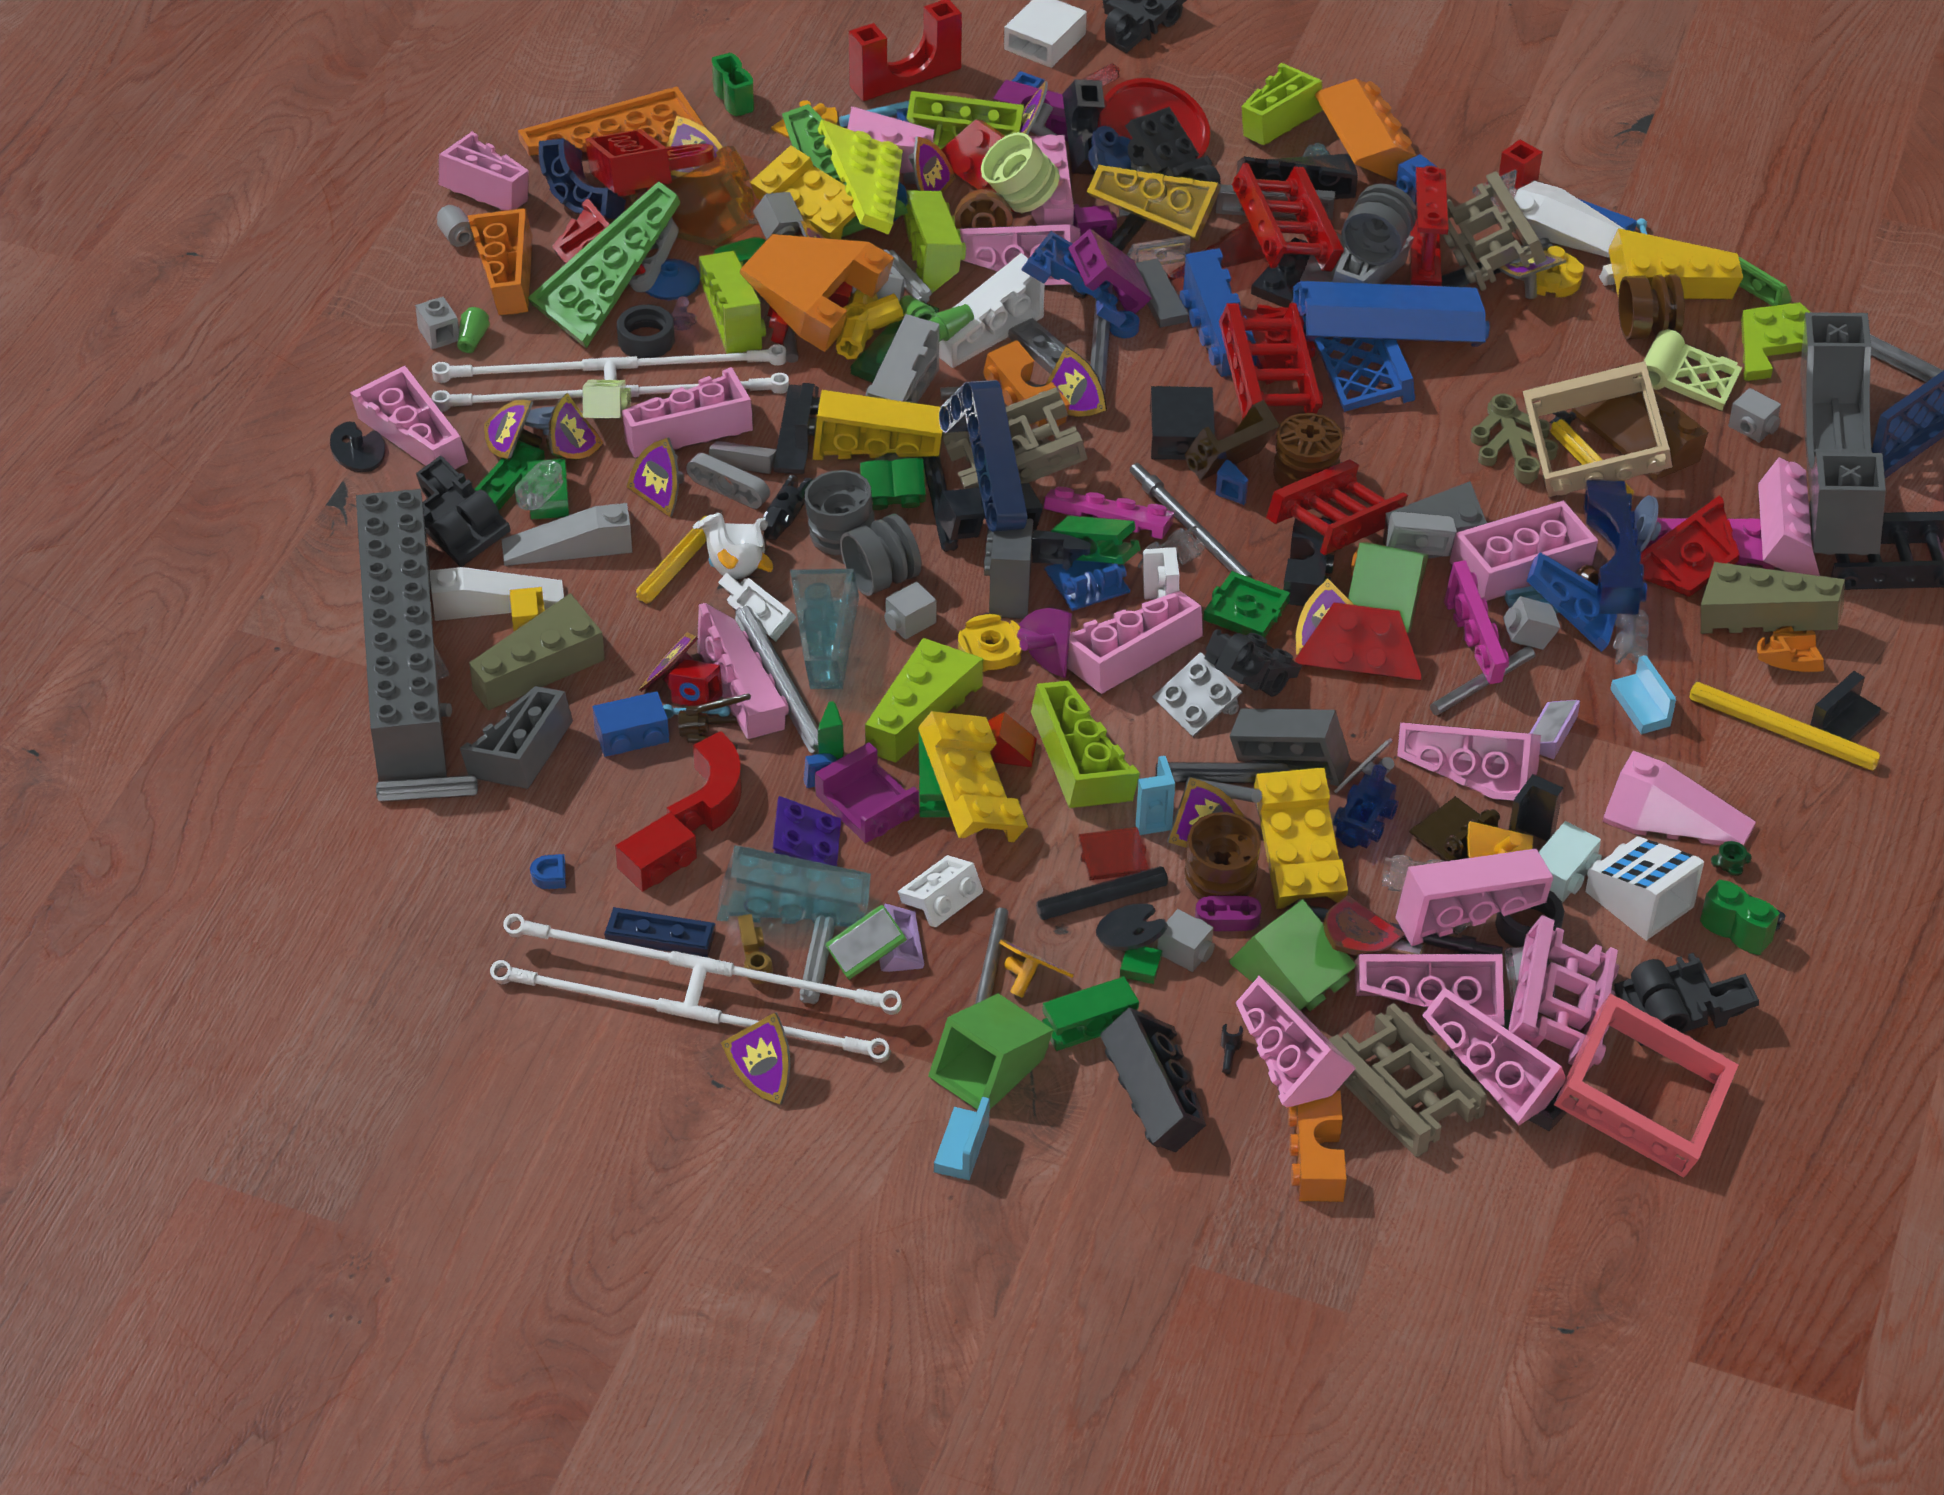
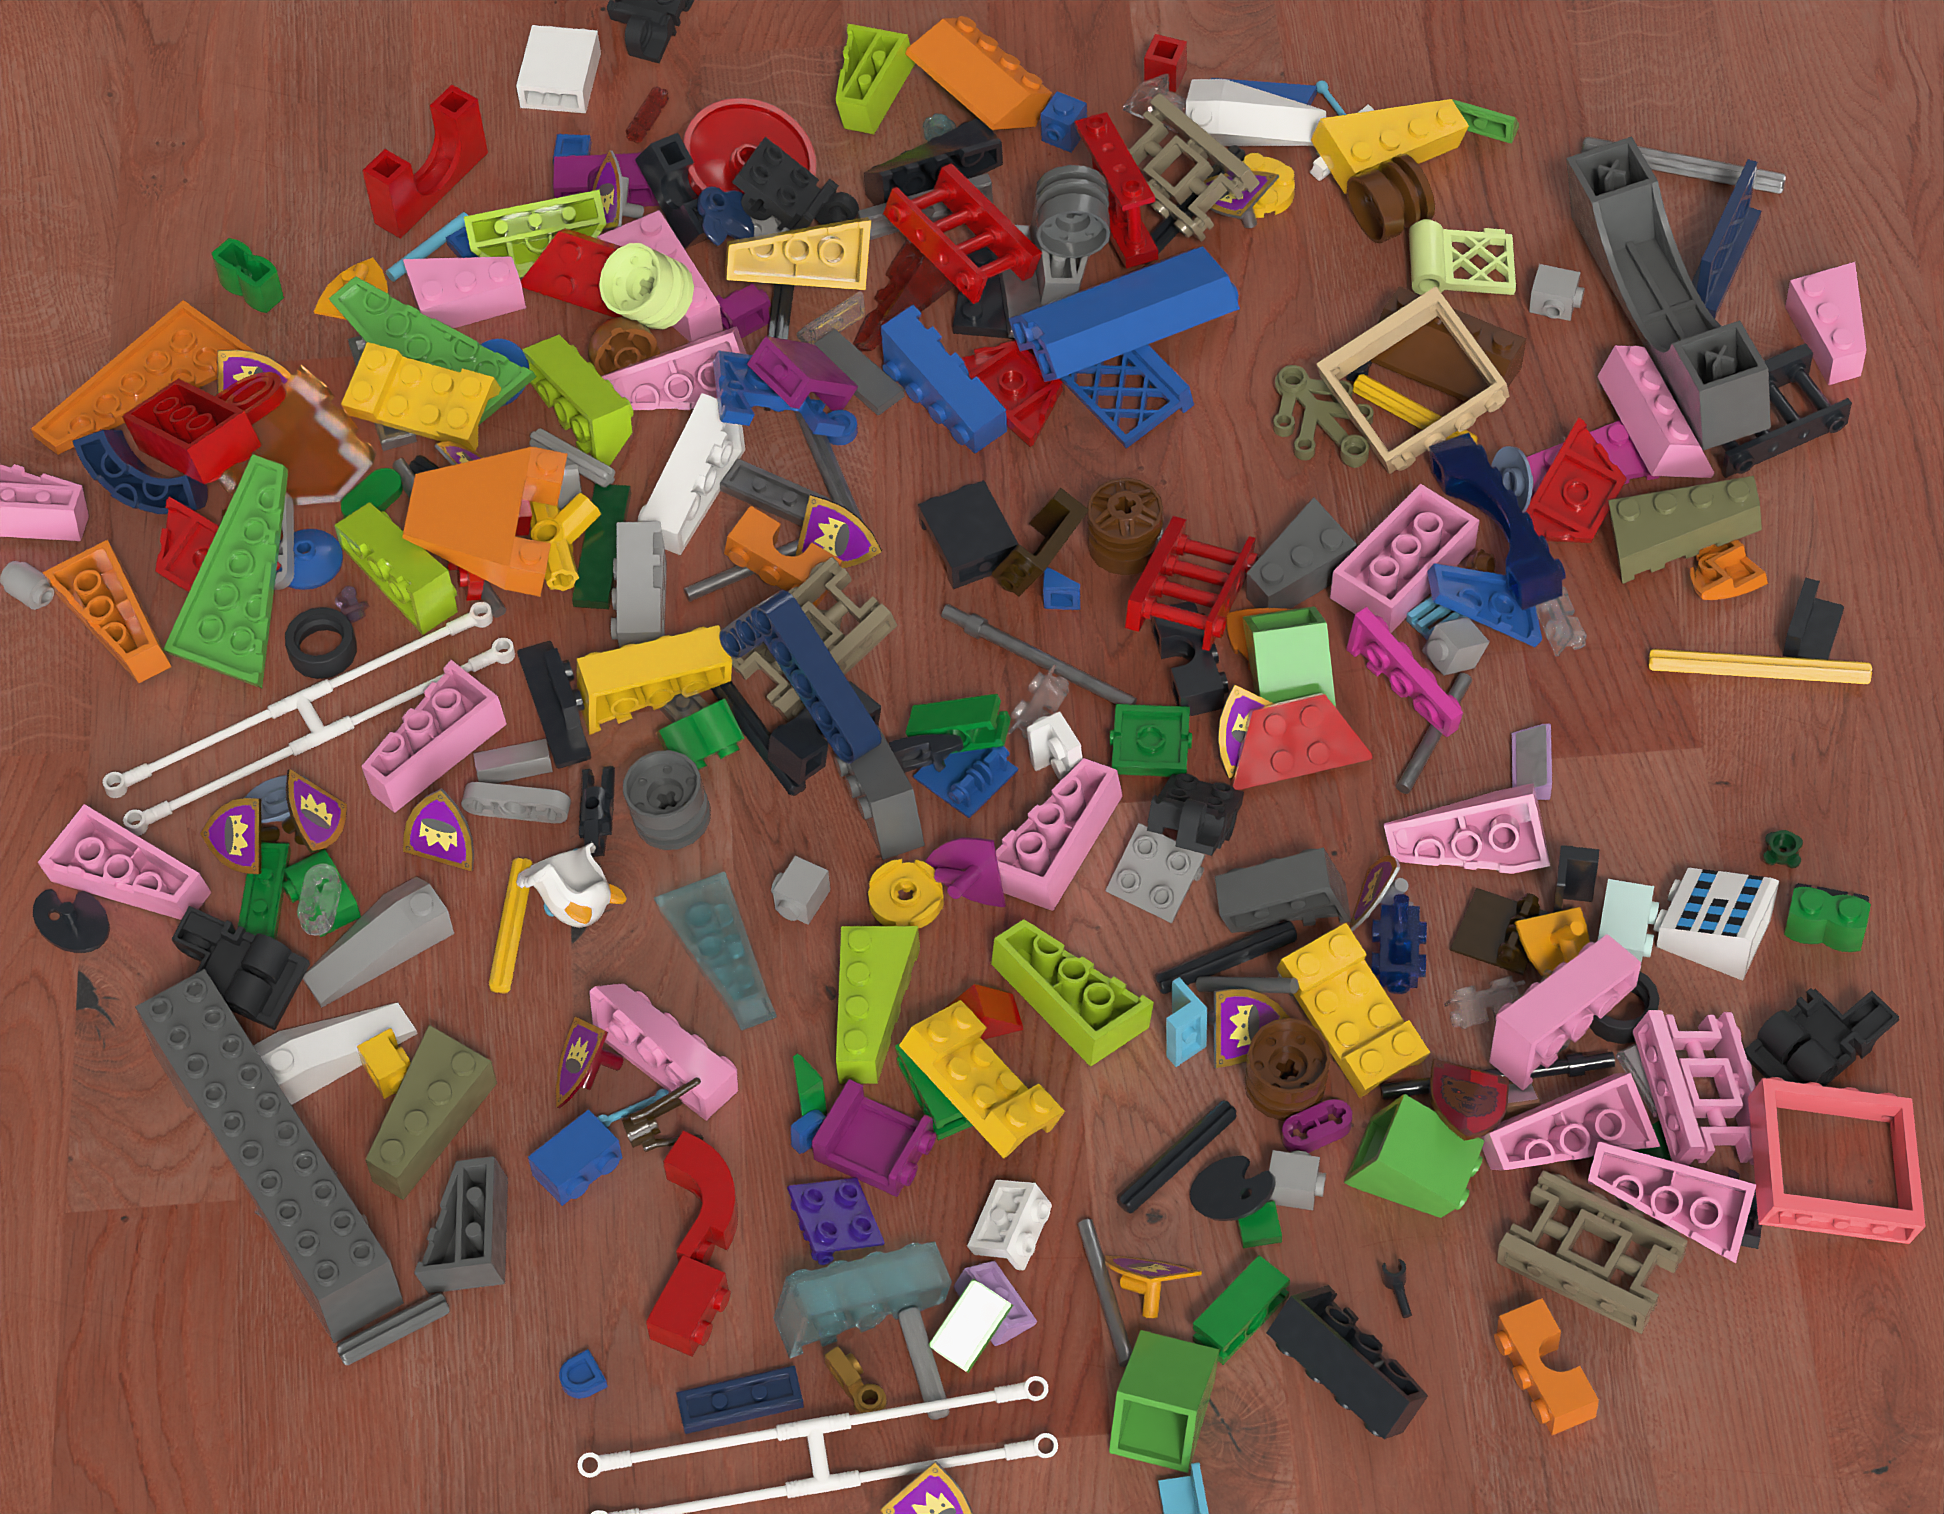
camera: 20 degrees left, 10 degrees up
(437, 322) = (78, 723): light grey brick -> none
(473, 326) = (121, 715): bright green cone -> none
(605, 398) = (330, 754): yellowish green brick -> none
(695, 683) = (621, 1080): red brick -> none
(770, 613) = (633, 951): white hinge -> none
(778, 214) = (397, 438): light grey brick -> none
(784, 685) = (693, 1023): flat silver axle -> none
(869, 171) = (473, 341): neon yellow wing -> none
(881, 554) = (739, 836): dark grey wheel -> none
(916, 308) = (615, 505): bright green cone -> none
(930, 167) = (529, 308): shield -> none
(952, 320) = (666, 507): bright green cone -> none
(1112, 853) = (1162, 1102): clear red piece -> none
(1153, 517) = (951, 678): dark pink wing -> none
(1246, 375) = (1014, 451): red fence -> none
(1296, 1052) = (1478, 1272): bright pink wedge -> none
(1421, 533) = (1296, 583): light grey slope -> none
(1645, 697) = (1609, 689): medium azure panel -> none
(1665, 801) = (1692, 810): bright pink wedge -> none
(1769, 333) = (1523, 175): lime wing -> none

